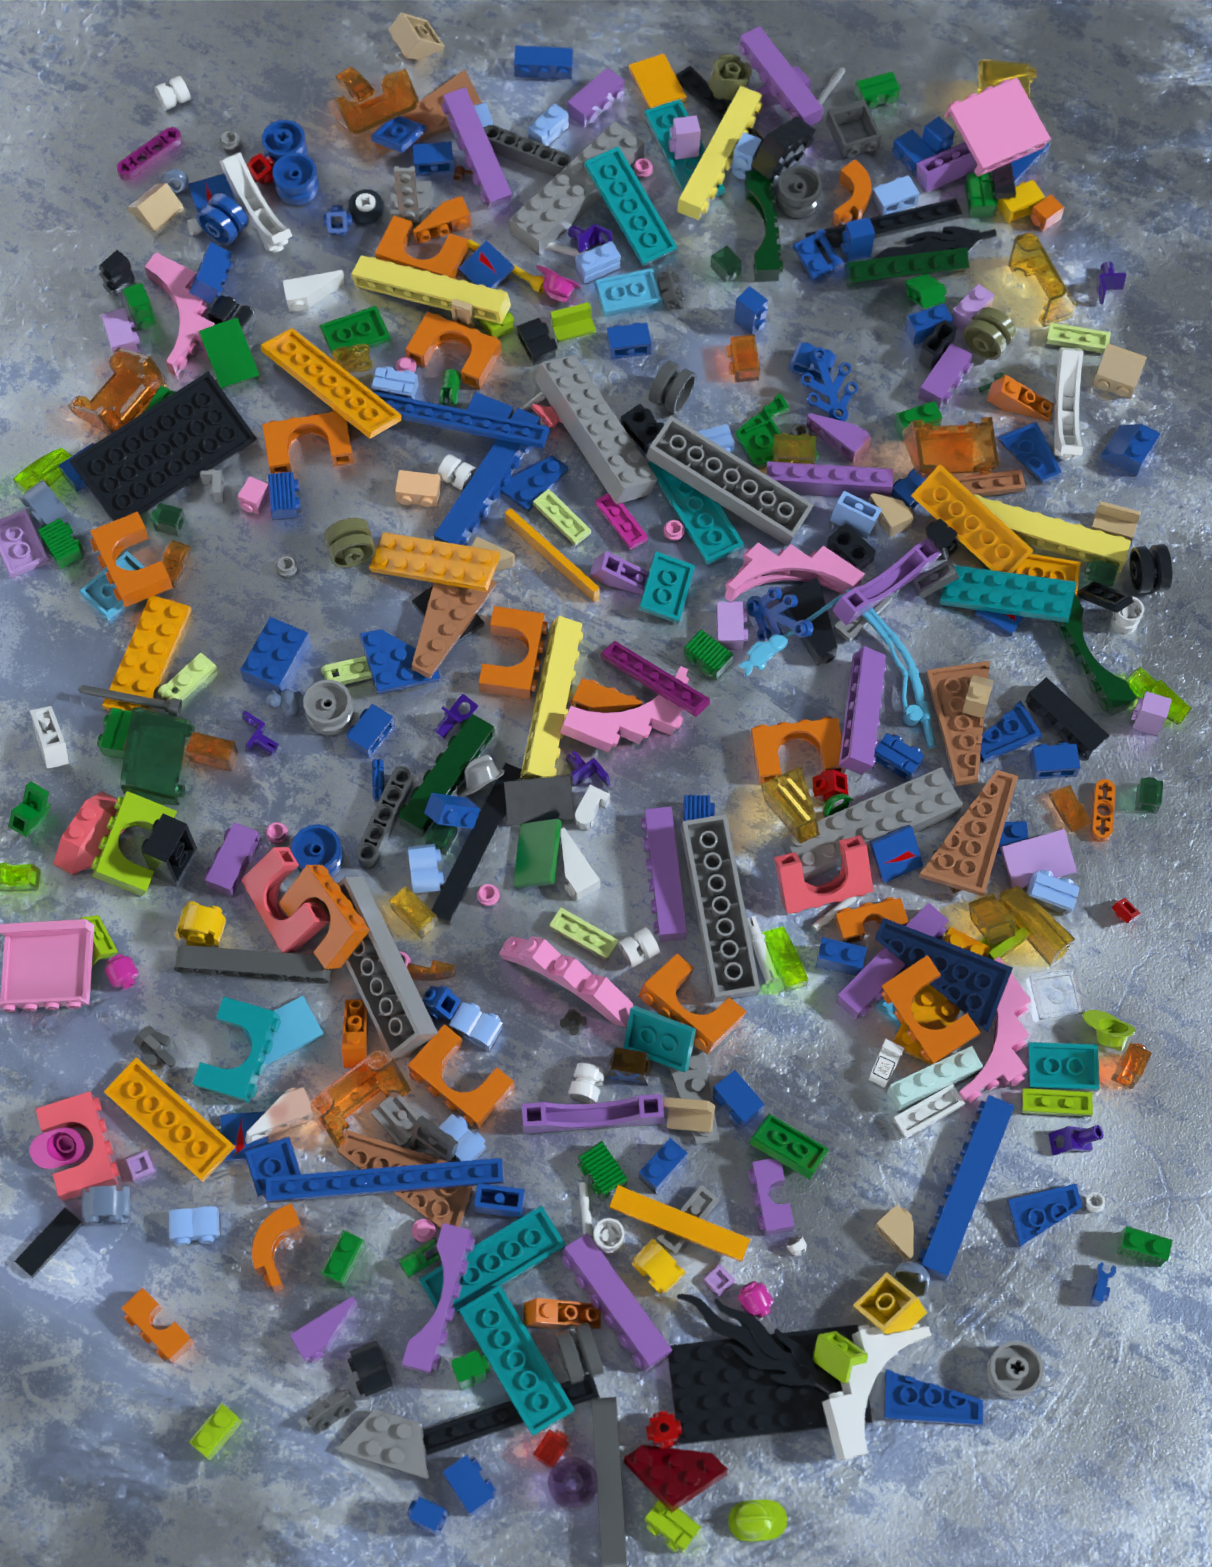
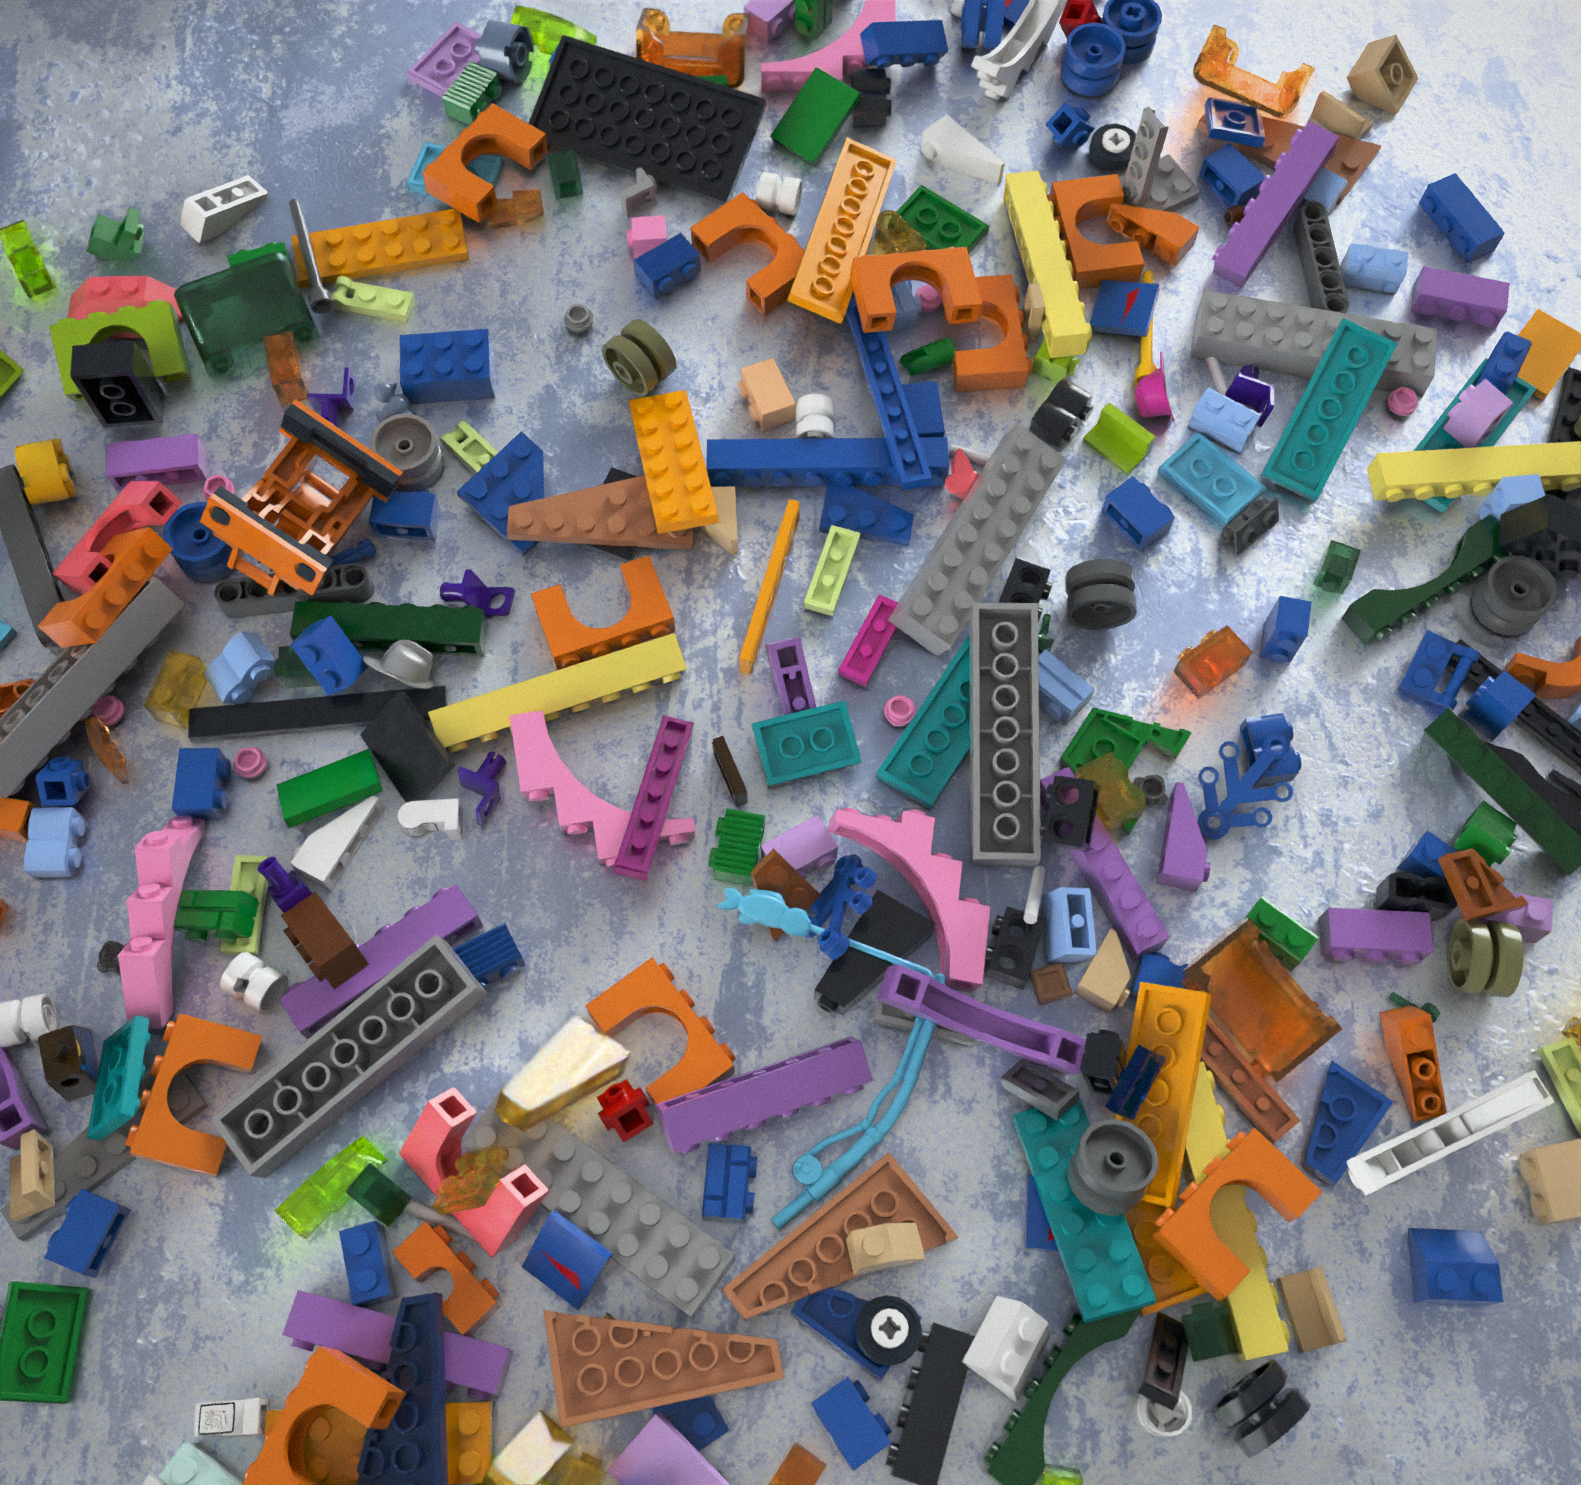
camera: 60 degrees right, 0 degrees up
(274, 404) = (783, 194): none -> white wheel
(356, 84) = (1270, 53): clear orange slope -> none
(361, 788) = (308, 521): none -> orange container
(406, 343) = (943, 269): none -> orange arch
(429, 77) = (1339, 117): none -> tan panel
(487, 925) = (201, 783): none -> blue brick
(588, 944) = (216, 914): none -> green brick
(592, 905) = (285, 888): none -> dark purple bracket
(597, 698) = (591, 745): orange slope -> none
(639, 893) = (323, 941): none -> reddish brown brick
(658, 636) = (729, 771): none -> dark brown tile
(660, 105) = (1505, 361): none -> blue brick
(746, 637) = (780, 877): none -> dark orange wing
(761, 951) = (341, 1135): pin -> none
(804, 468) = (1080, 813): none -> black brick
(806, 933) = (379, 1195): none -> clear green brick
(827, 811) = (597, 1135): green piece -> none
(828, 521) = (1034, 895): none -> white piece
(837, 874) = (474, 1182): none -> clear yellow plate
(880, 543) = (1050, 983): none -> medium nougat tile
(953, 310) = (1477, 886): none -> dark orange wing
(963, 527) = (1135, 1082): none -> clear blue plate
(1001, 562) = (1112, 1167): none -> dark grey wheel
(1023, 723) = (887, 1344): none -> black wheel
(1051, 548) = (1188, 1229): none -> orange arch
(1059, 663) = (1008, 1346): none -> white slope

